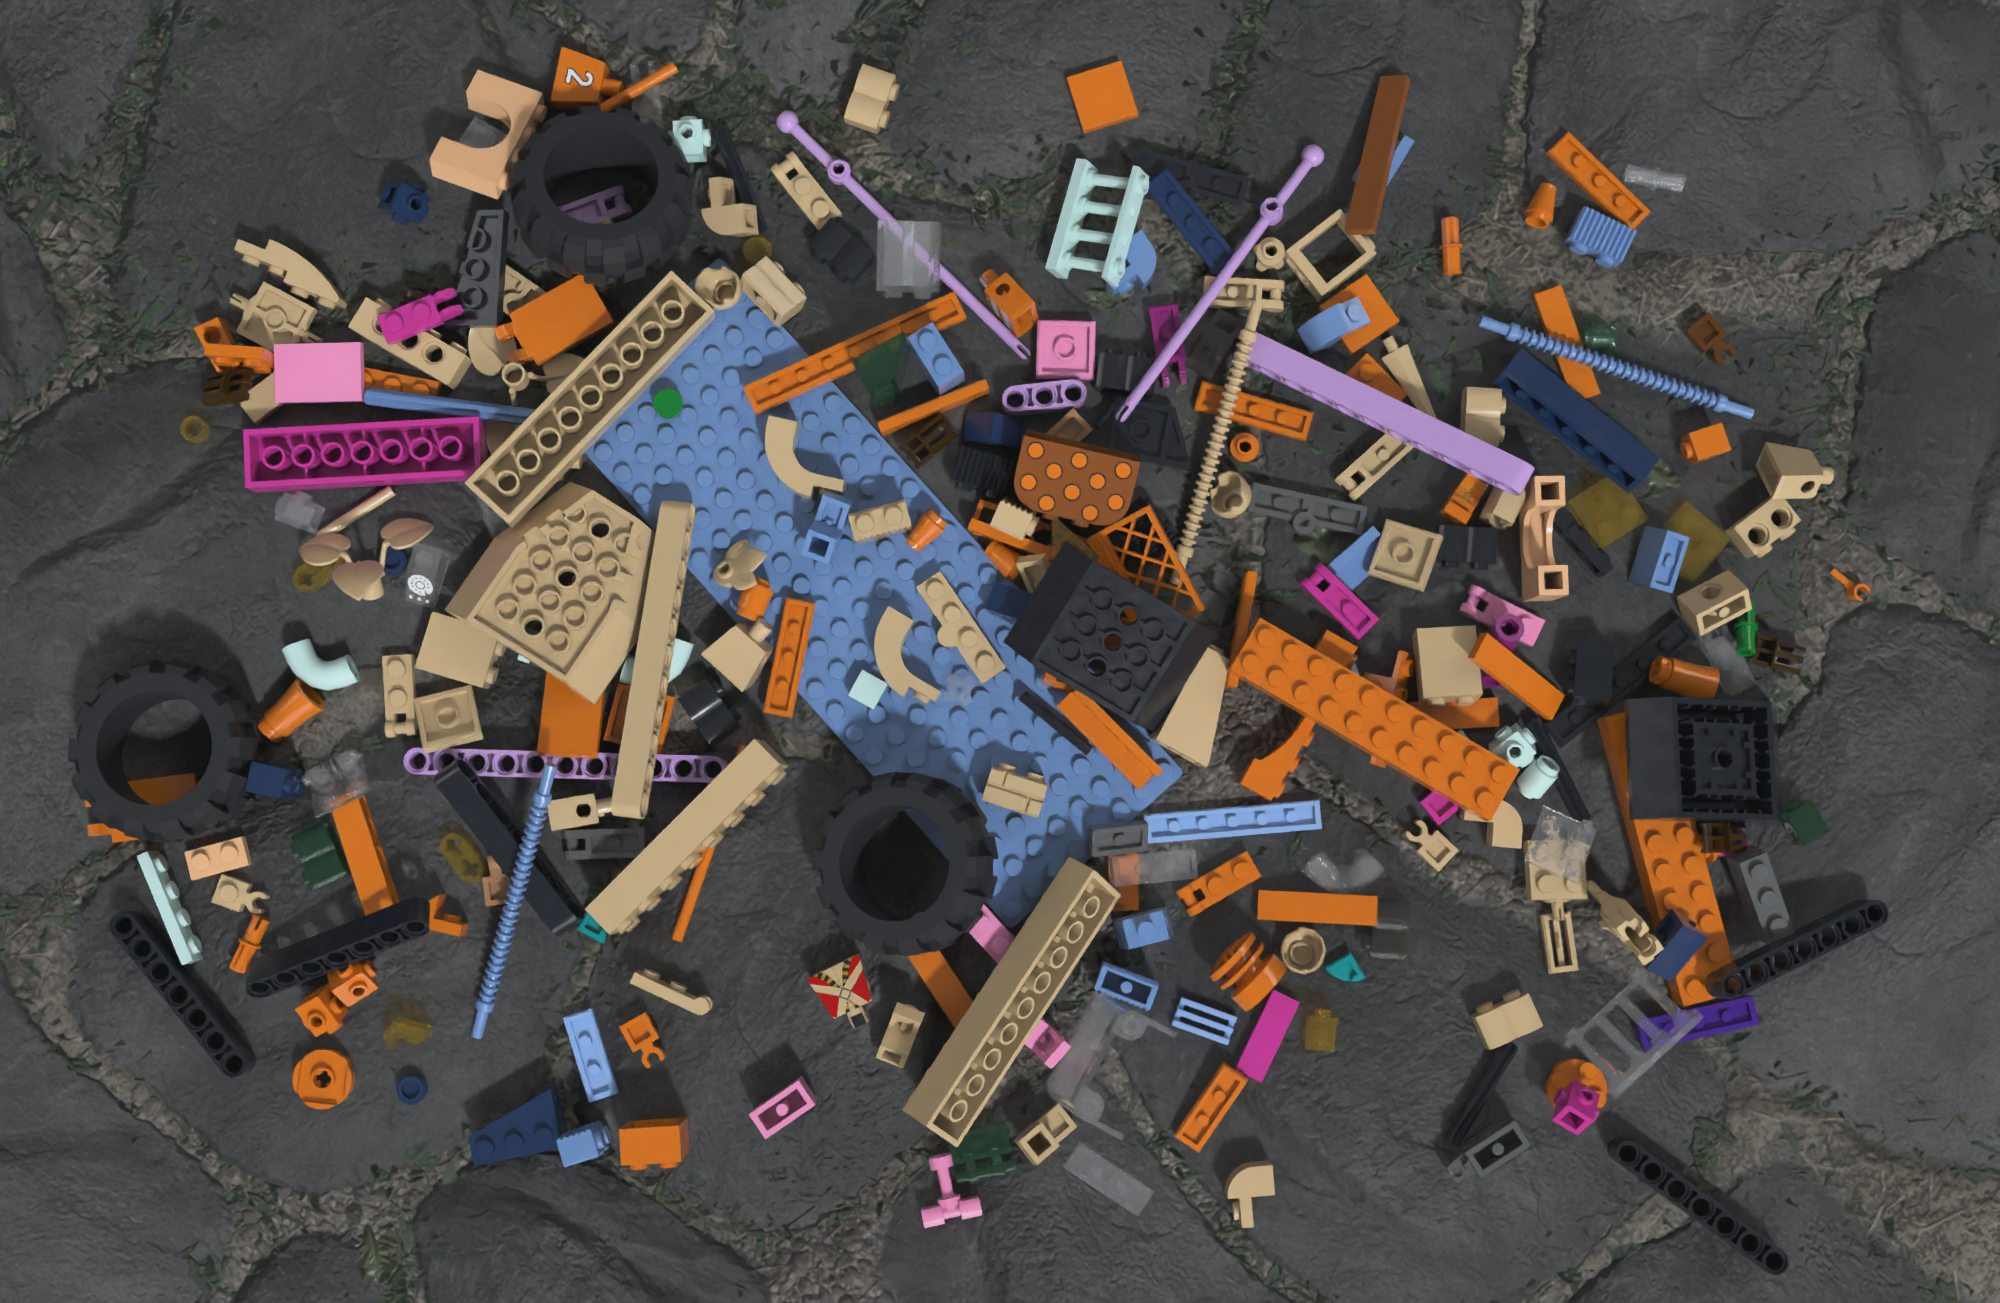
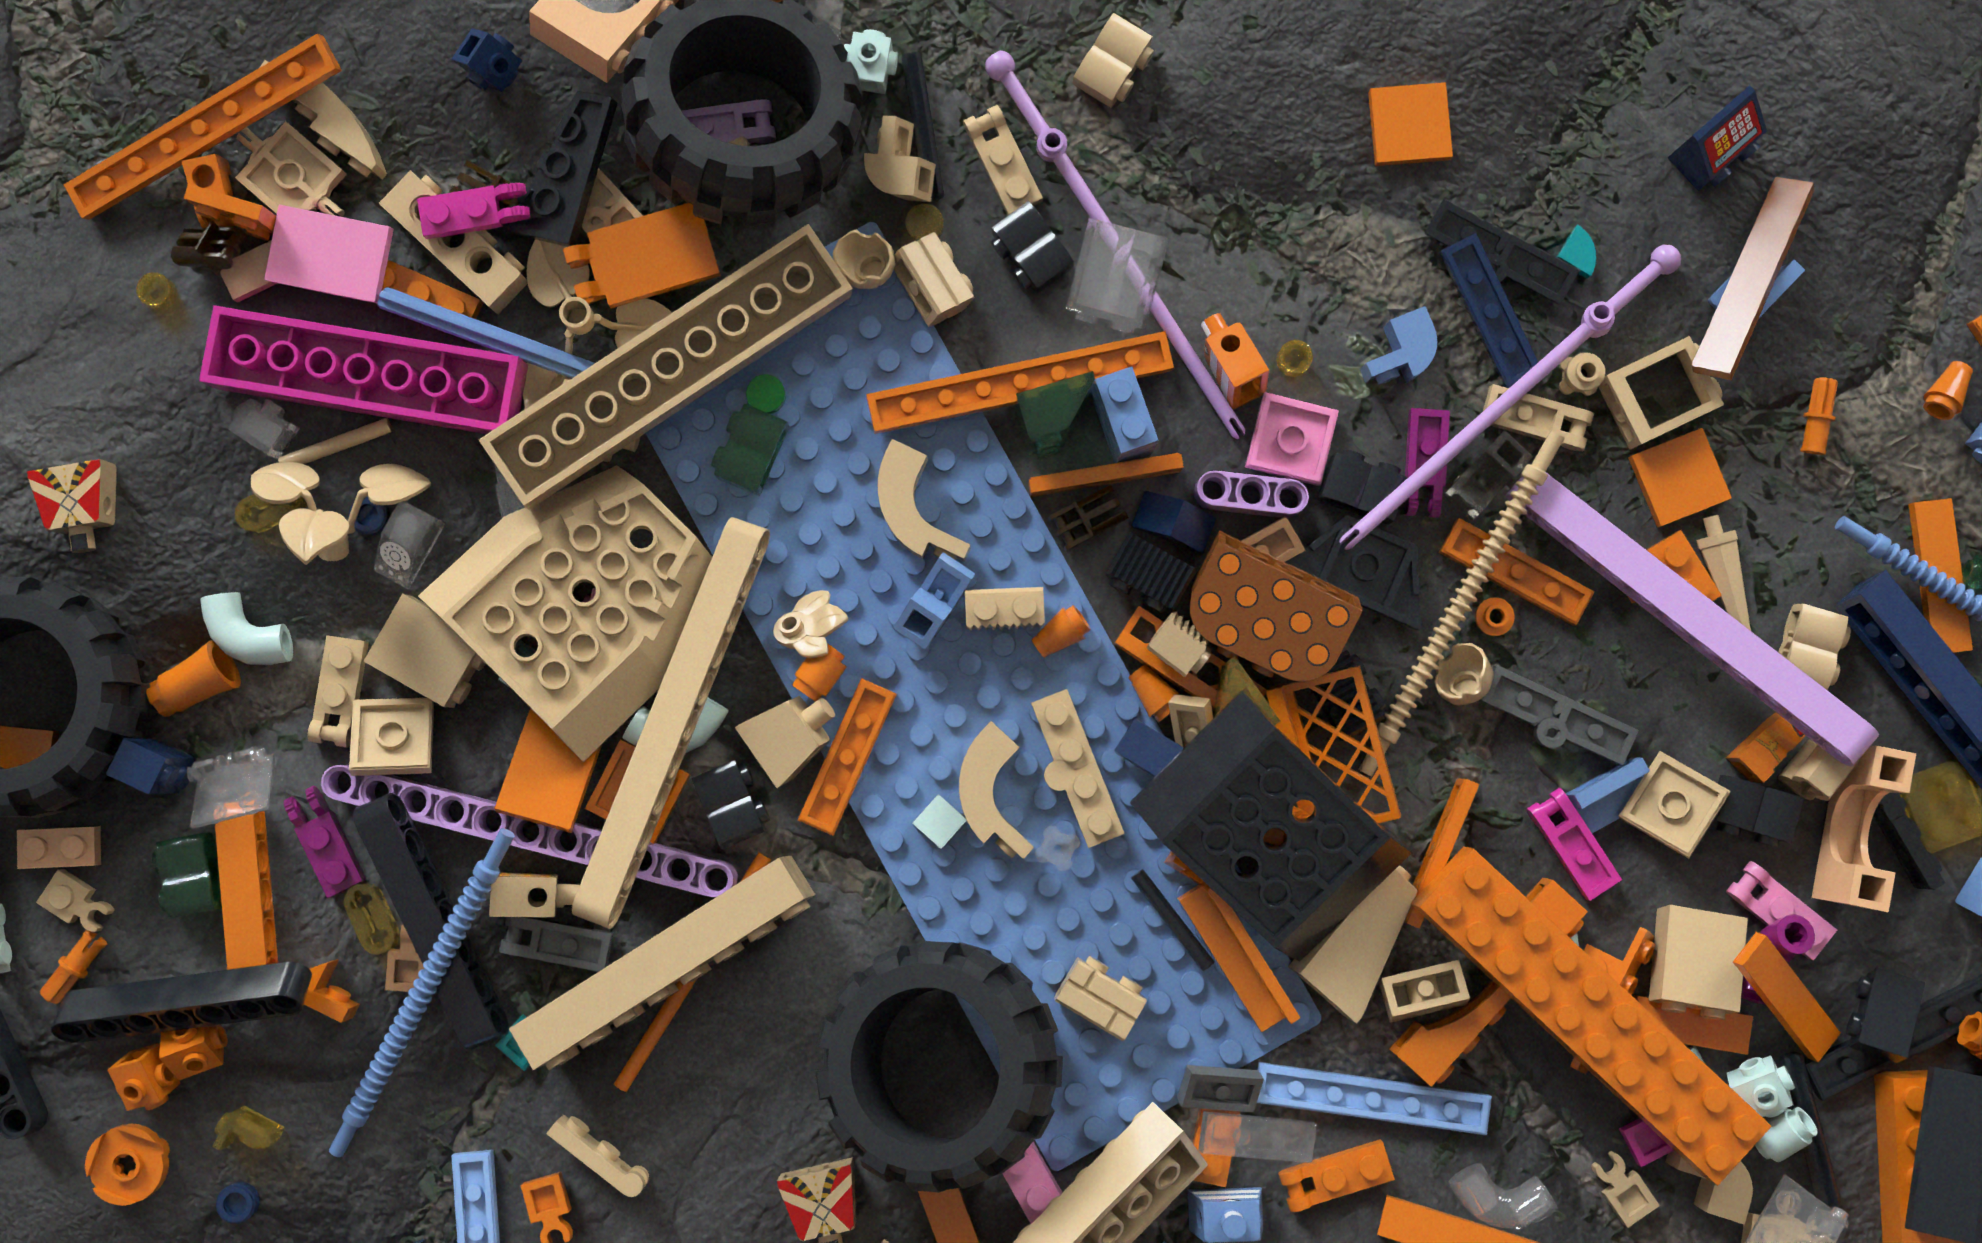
camera: 15 degrees right, 0 degrees up
(172, 597) = (76, 500): none -> torso
(203, 299) = (203, 127): none -> orange plate
(416, 811) = (325, 844): none -> magenta hinge
(666, 447) = (750, 449): none -> clear green brick
(1062, 293) = (1285, 351): none -> clear yellow bush
(1072, 216) = (1350, 256): light aqua fence -> none
(1248, 164) = (1579, 251): none -> teal tile
(1251, 732) = (1424, 991): none -> tan brick
(1332, 59) = (1722, 140): none -> slope
(1333, 324) = (1646, 484): medium blue brick -> none
(1373, 464) = (1657, 676): tan plate -> none

